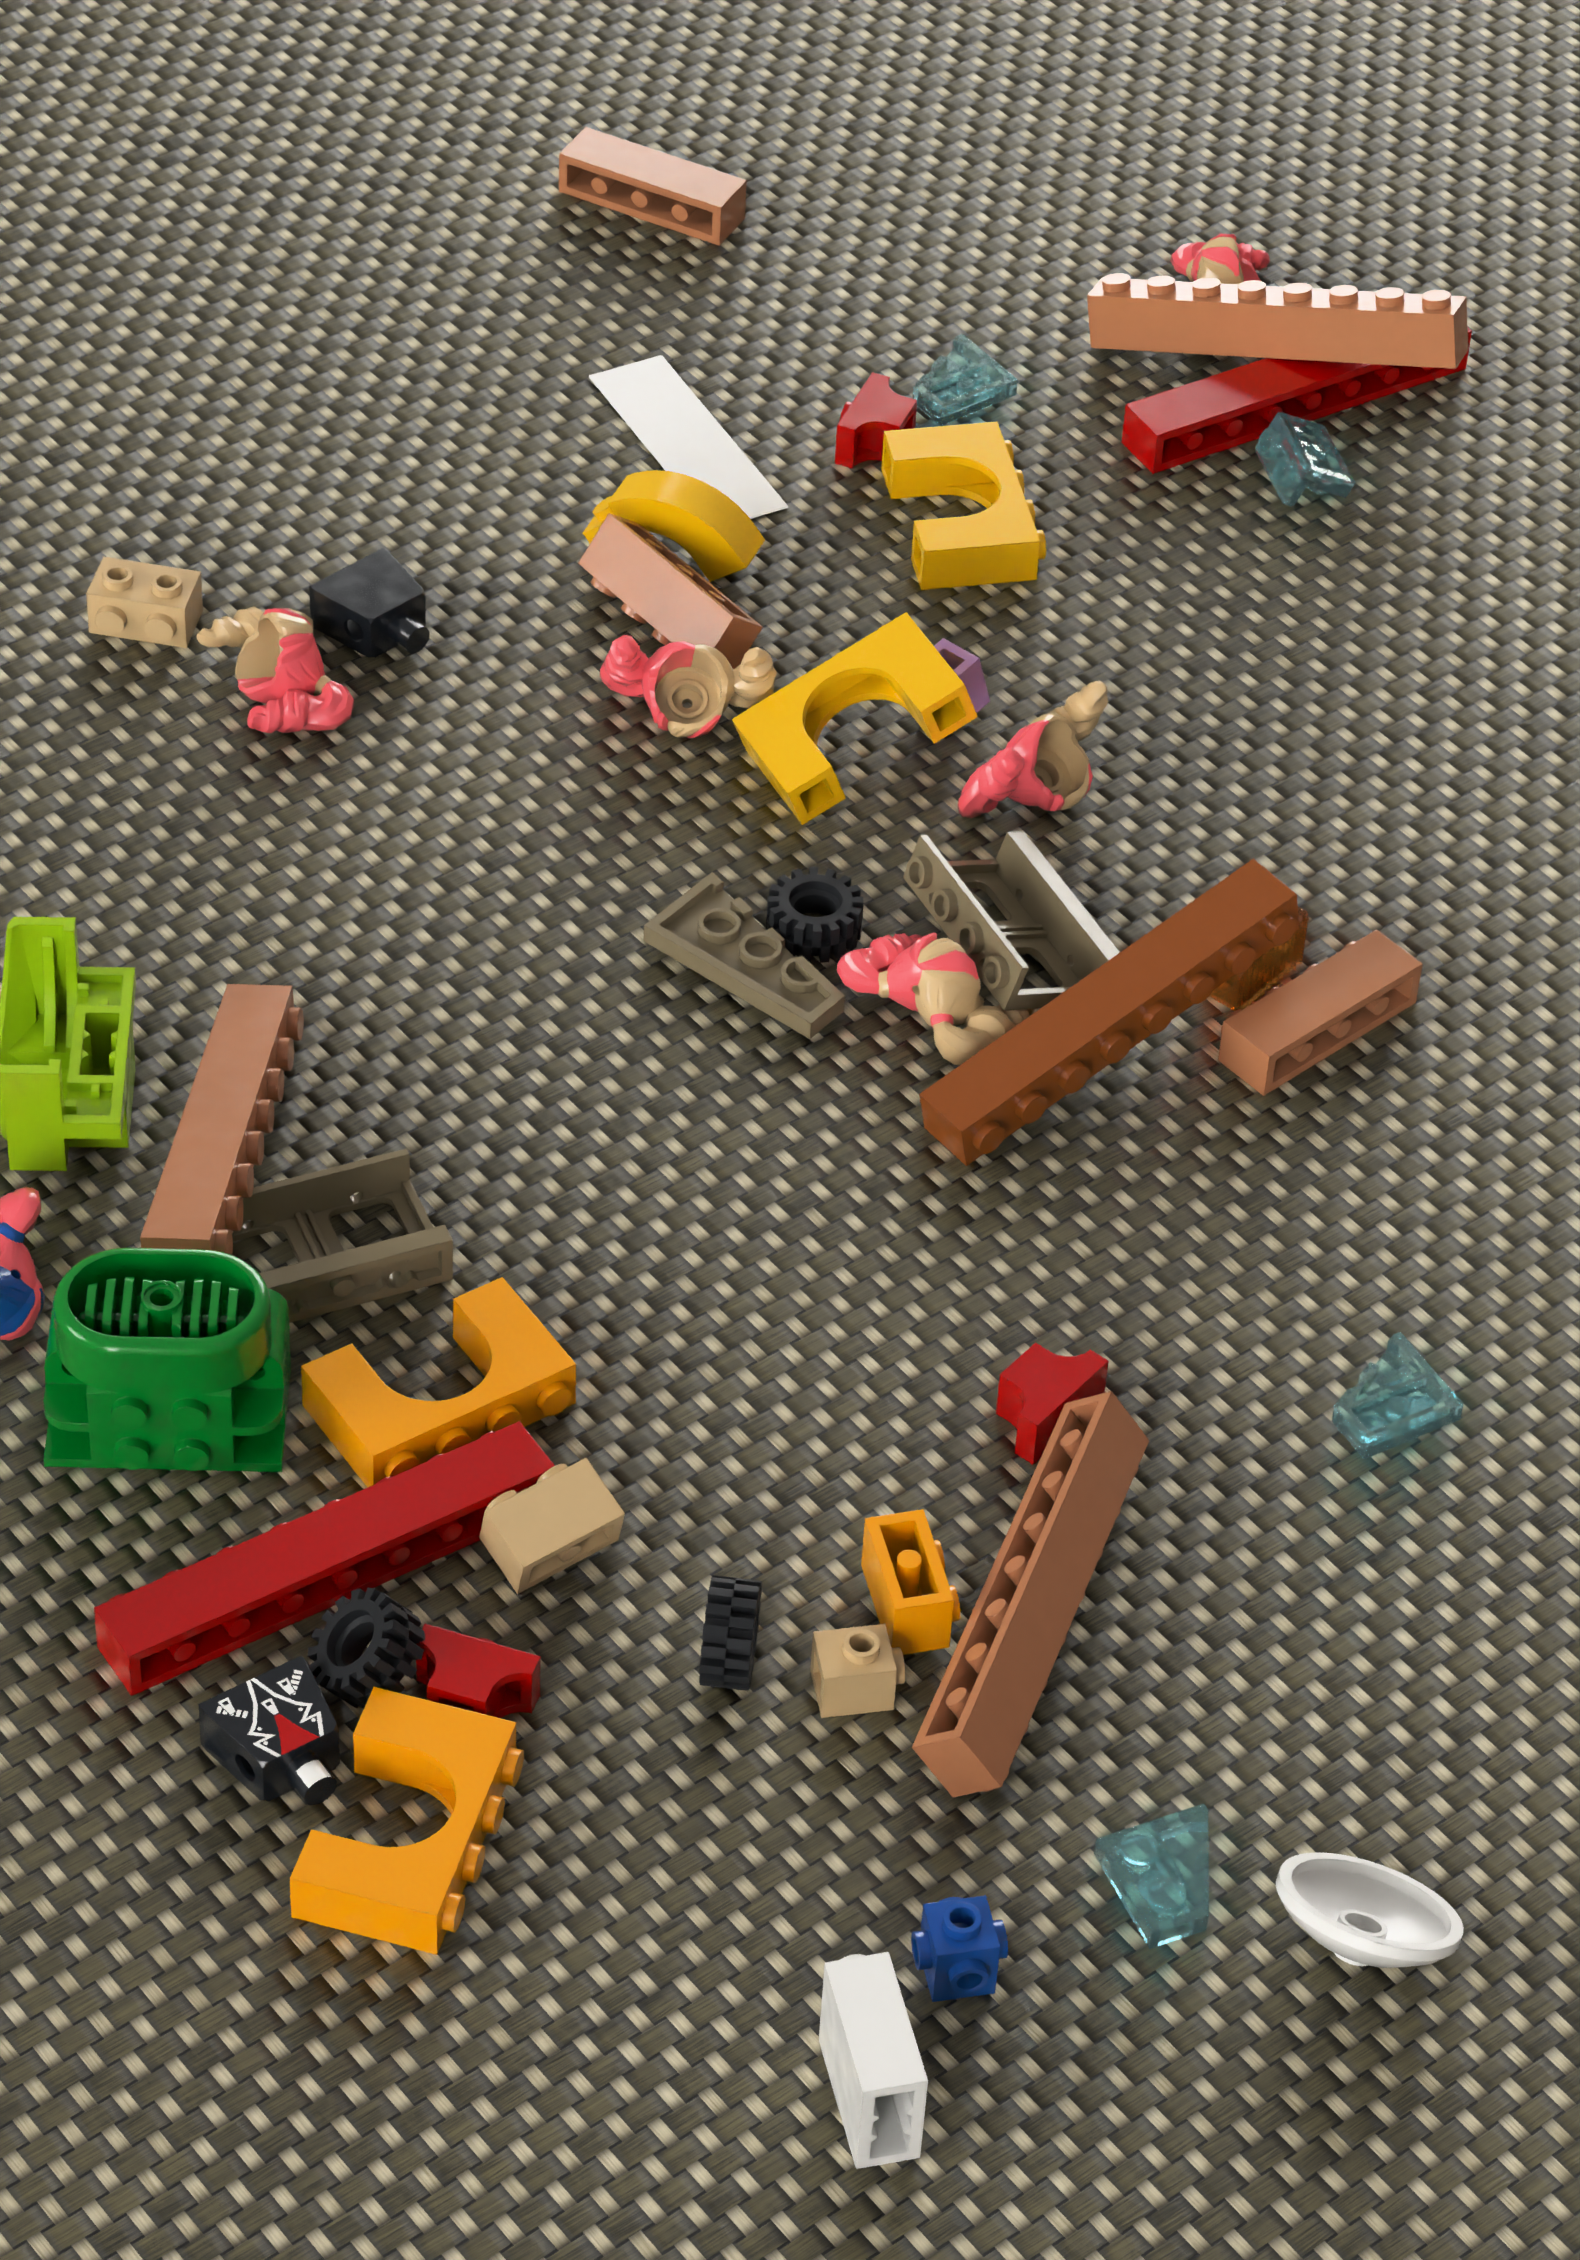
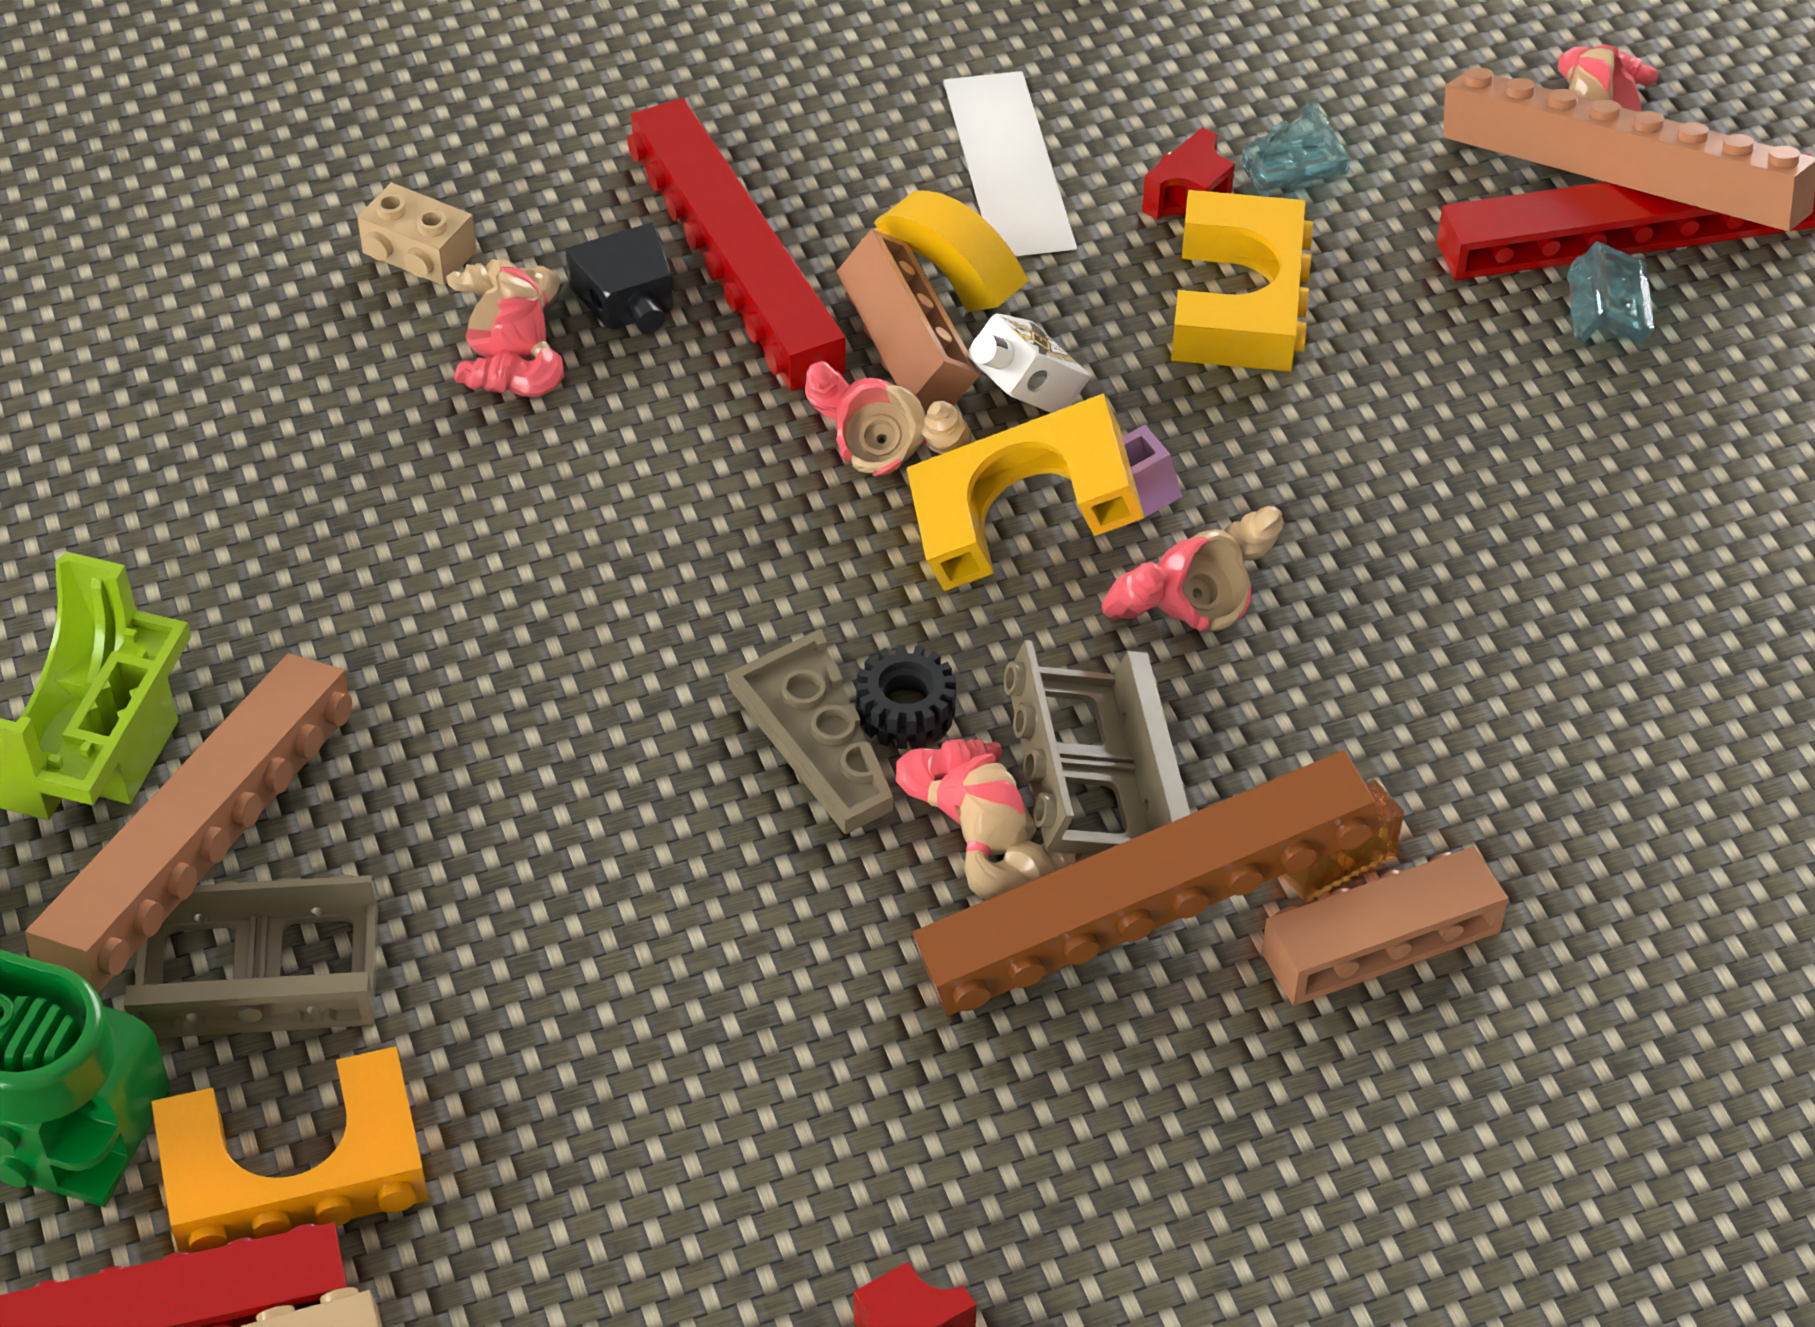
camera: 20 degrees right, 5 degrees up
(465, 554) = (736, 242): none -> red brick
(794, 609) = (1017, 348): none -> white torso

